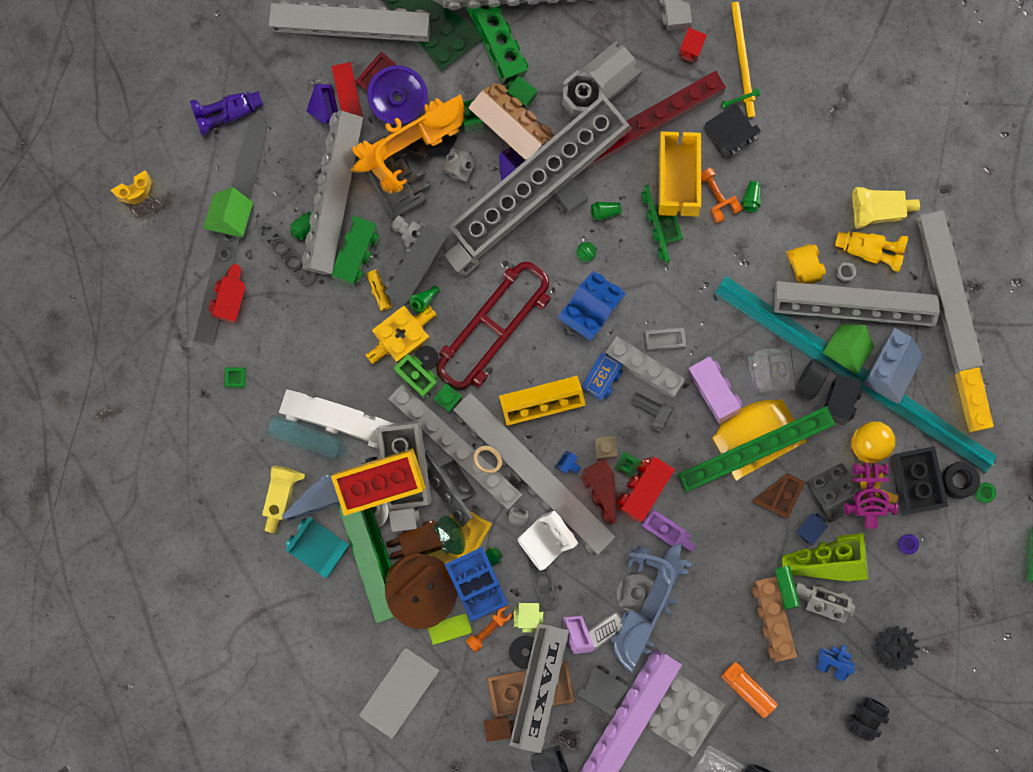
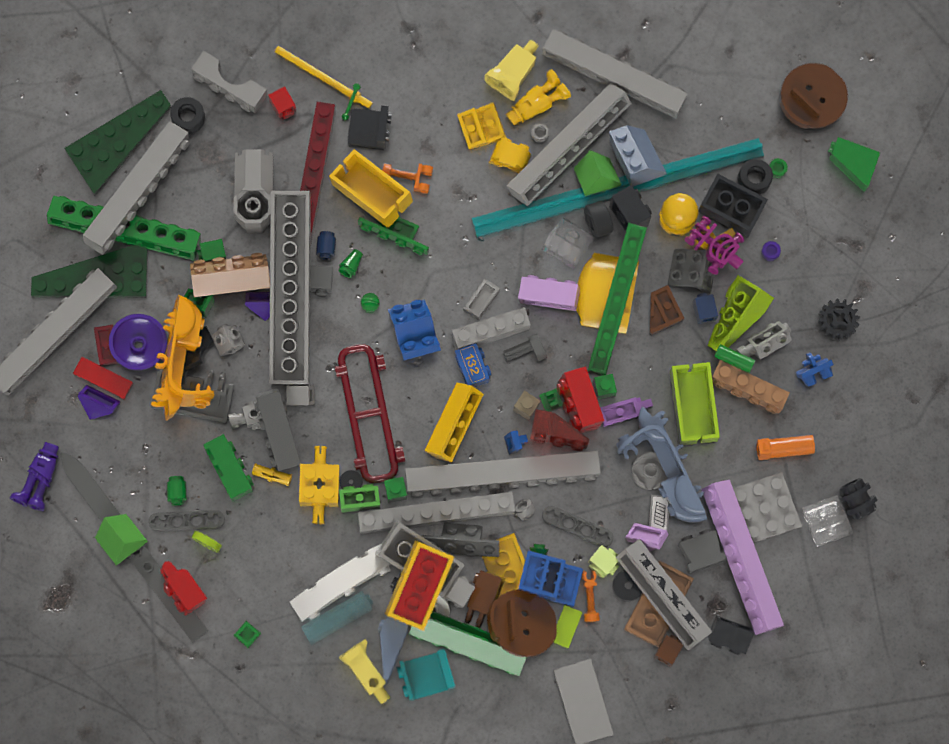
camera: 55 degrees left, 5 degrees down
(136, 192) = (44, 595): yellow cylinder -> none
(281, 283) = (206, 541): none -> lime piece
(331, 193) = (171, 448): light grey brick -> none
(420, 301) = (307, 449): green cone -> none
(450, 535) = (500, 568): clear green dish -> none
(494, 452) = (465, 486): tan piece -> none
(546, 539) = (559, 500): white bracket -> none
(603, 177) = (326, 245): none -> dark blue brick
(674, 499) = (604, 386): none -> green brick
(721, 585) = (694, 403): none -> lime piece
(752, 197) = (430, 153): green cone -> none
(811, 220) = (481, 126): none -> yellow slope
(868, 719) = (874, 379): black piece -> none
(974, 400) = (706, 120): yellow brick -> none

